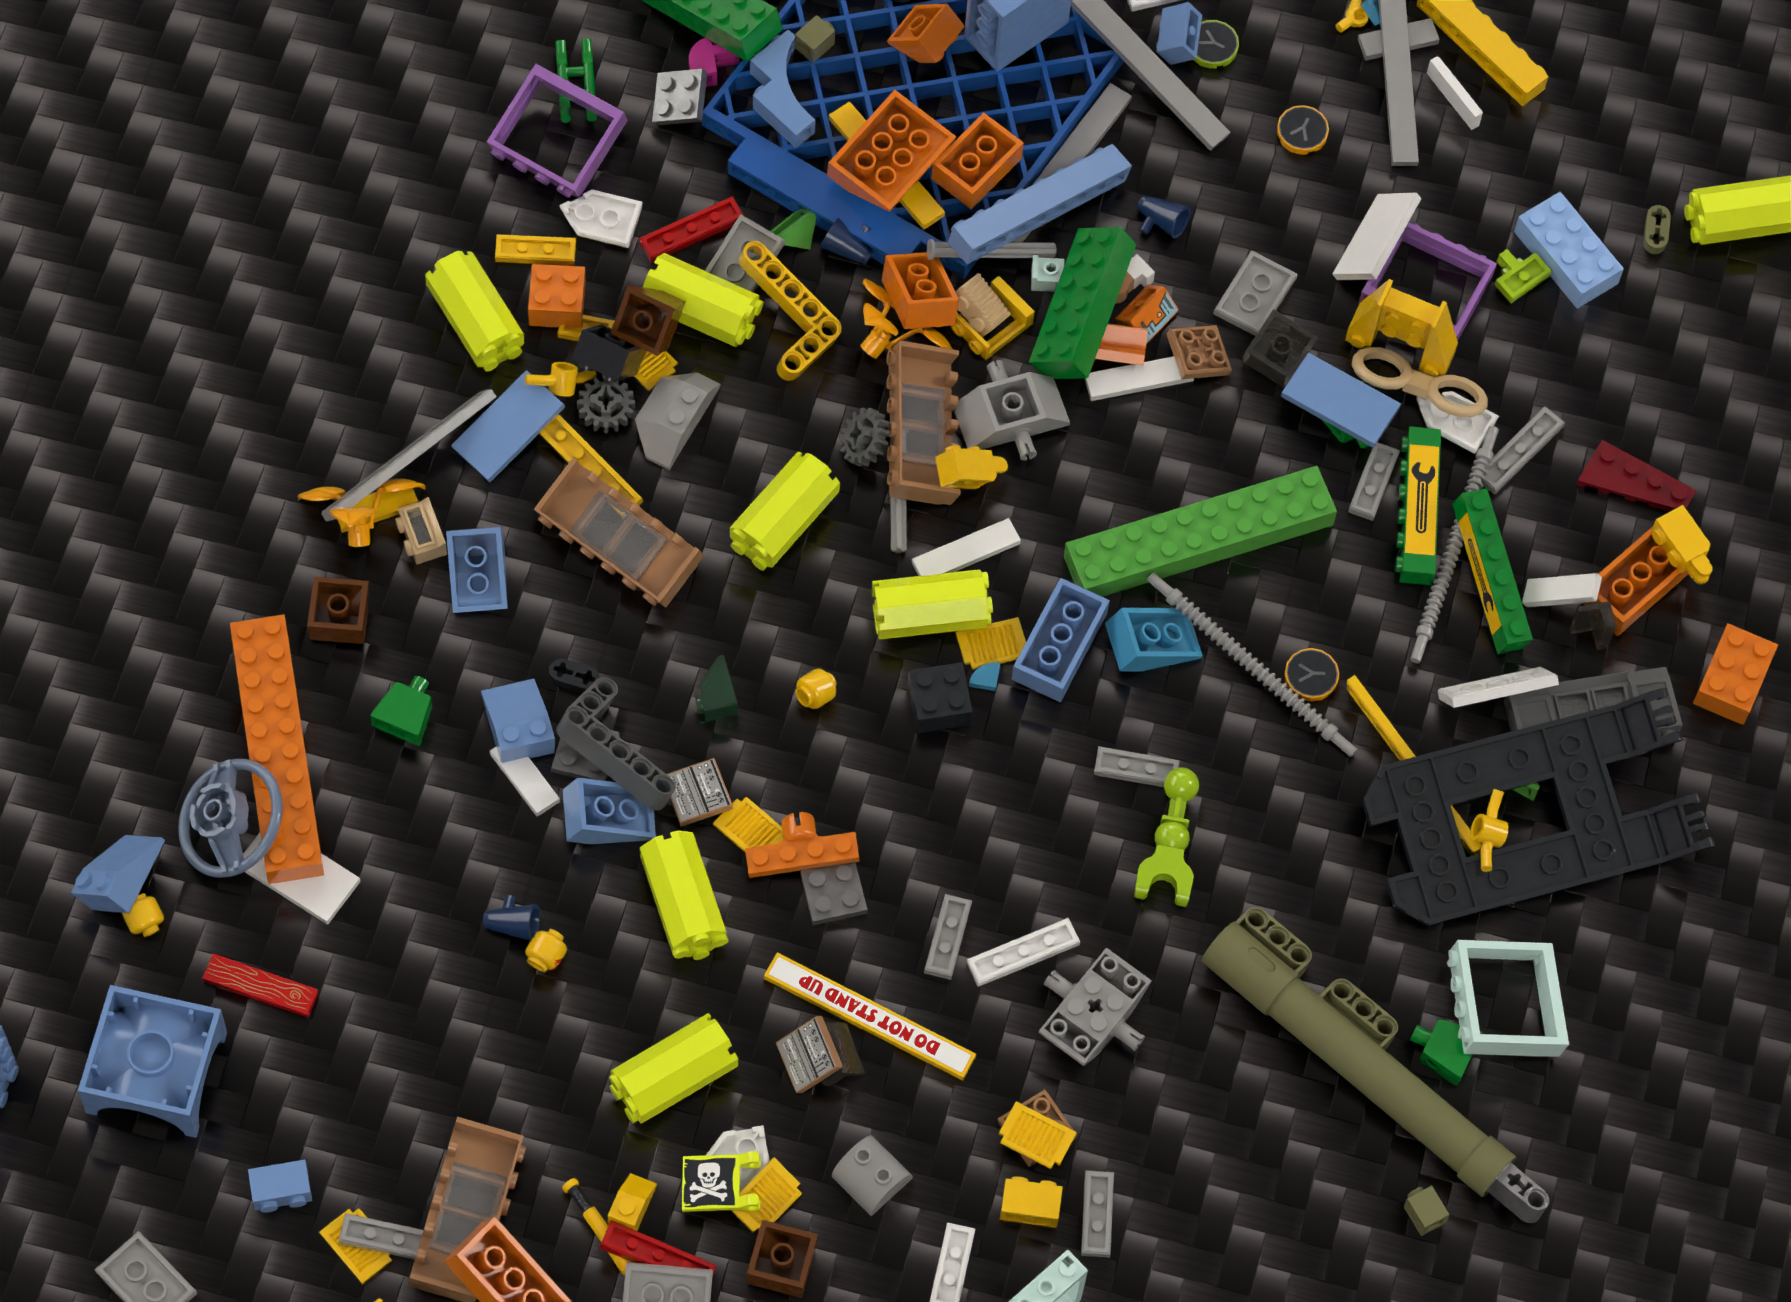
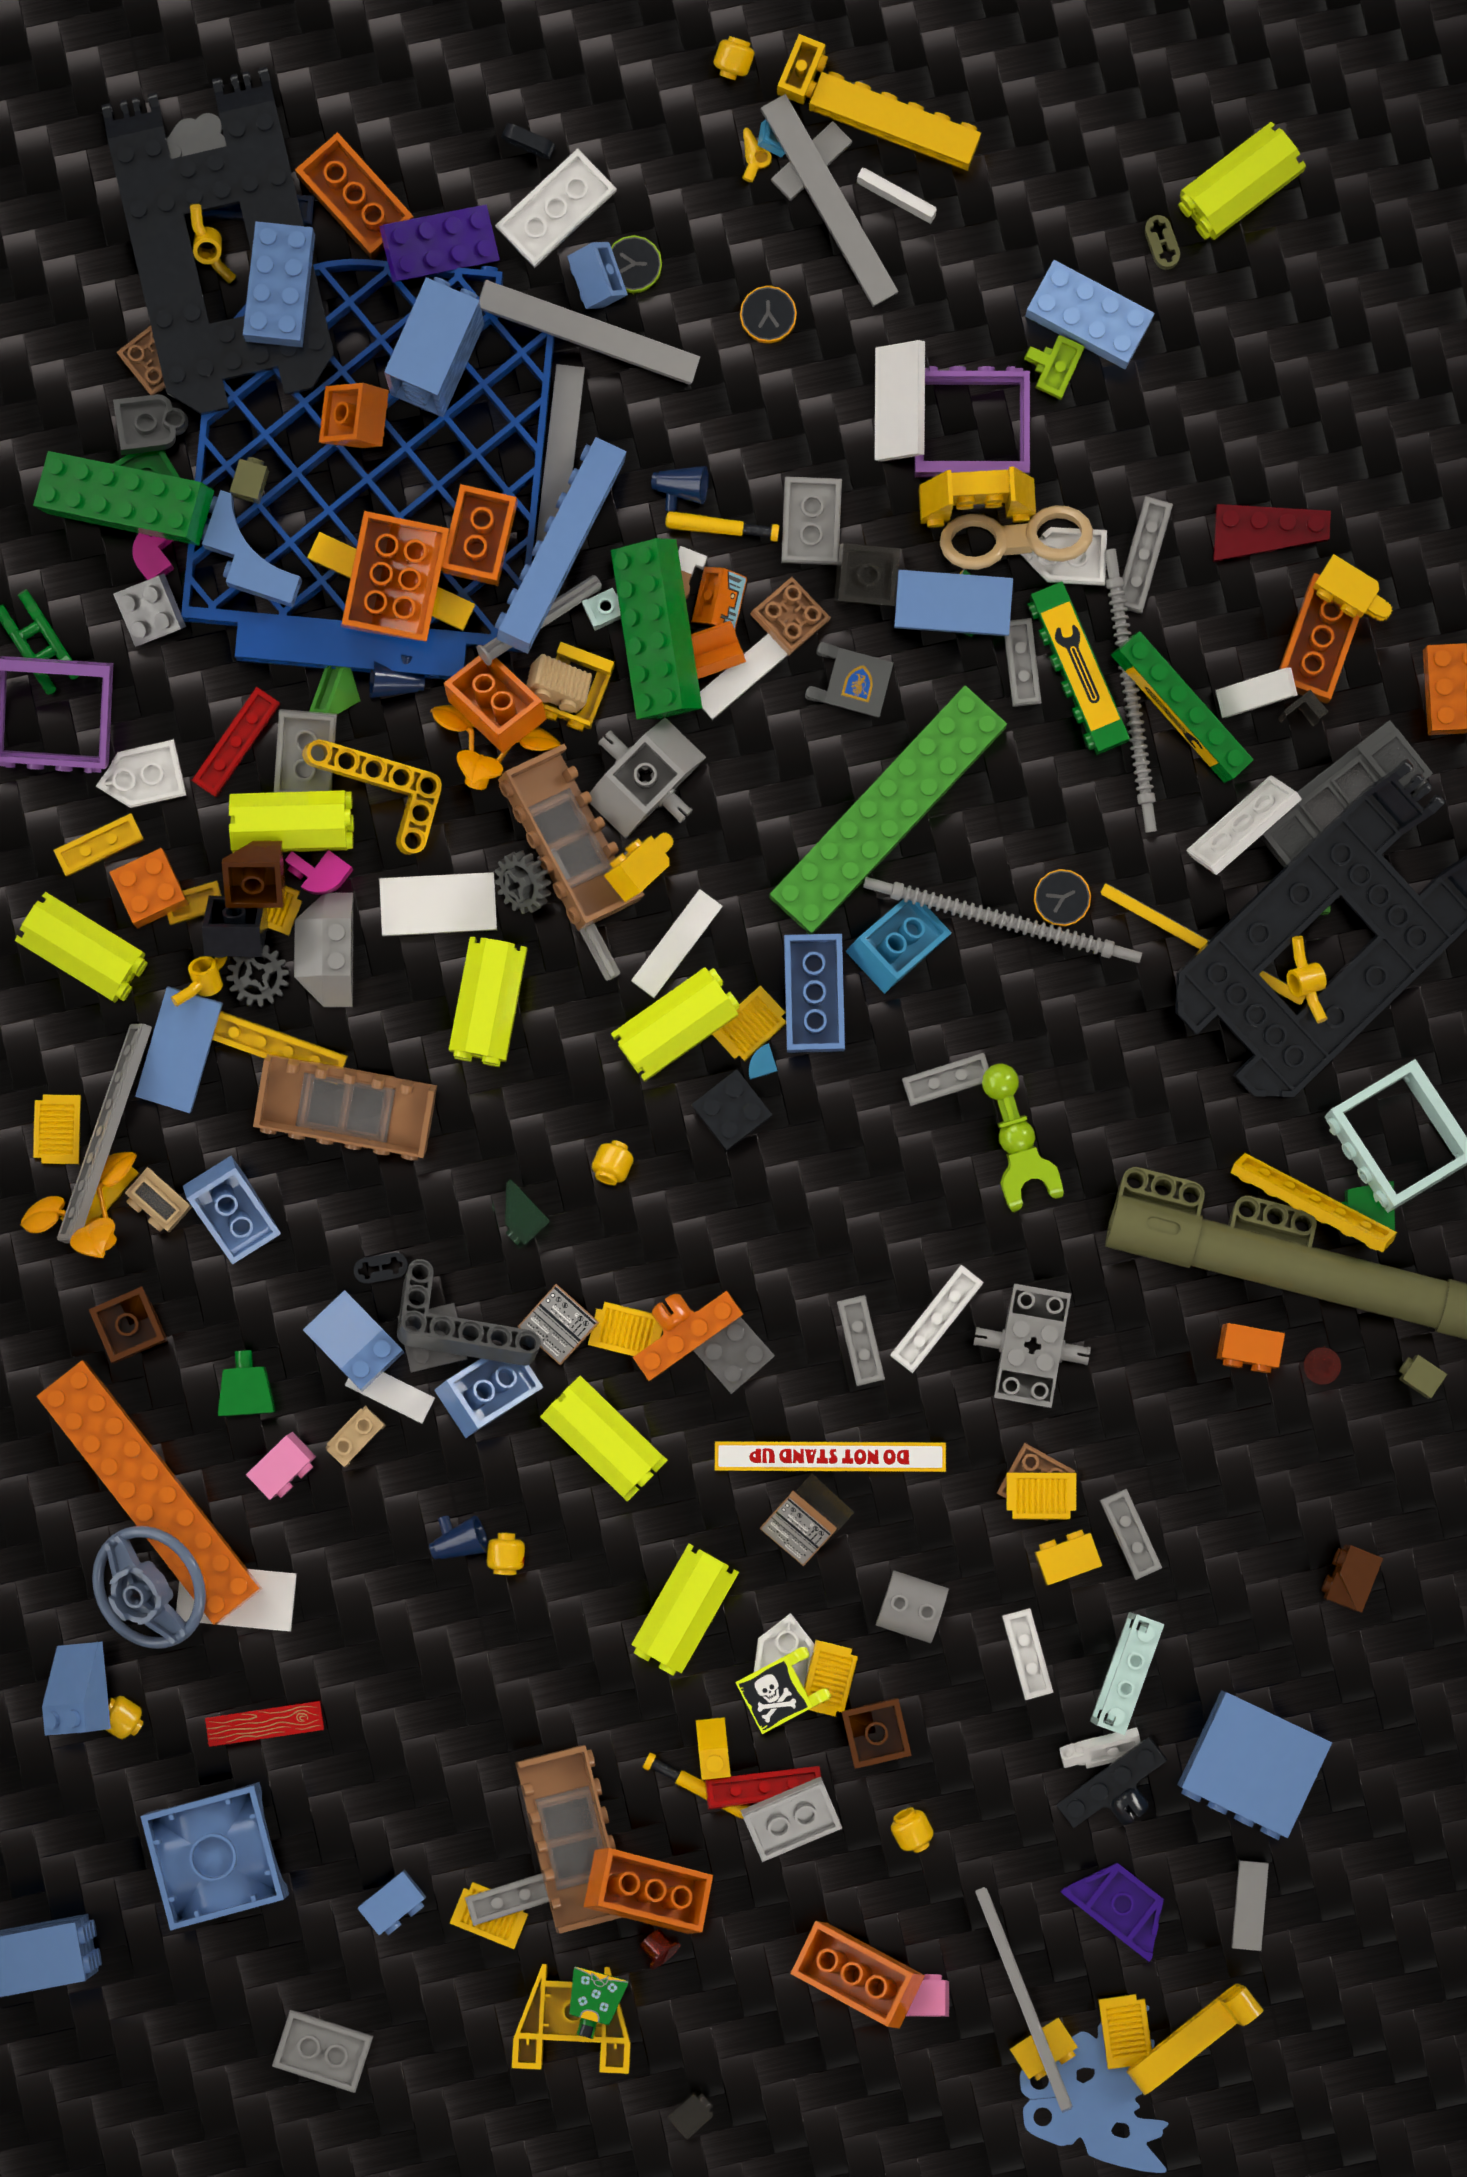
camera: 25 degrees left, 20 degrees up
(372, 441) = (57, 1129): none -> yellow window
(399, 784) = (281, 1466): none -> bright pink brick
(473, 790) = (354, 1436): none -> tan window
(702, 358) = (325, 877): none -> dark pink brick
(784, 424) = (438, 904): none -> white tile
(1176, 260) = (707, 524): none -> yellow piece
(1225, 428) = (855, 682): none -> dark grey flag
(1285, 1104) = (1250, 1346): none -> orange brick
(1341, 1160) = (1322, 1365): none -> clear red piece
(1408, 1019) = (1313, 1202): none -> yellow plate

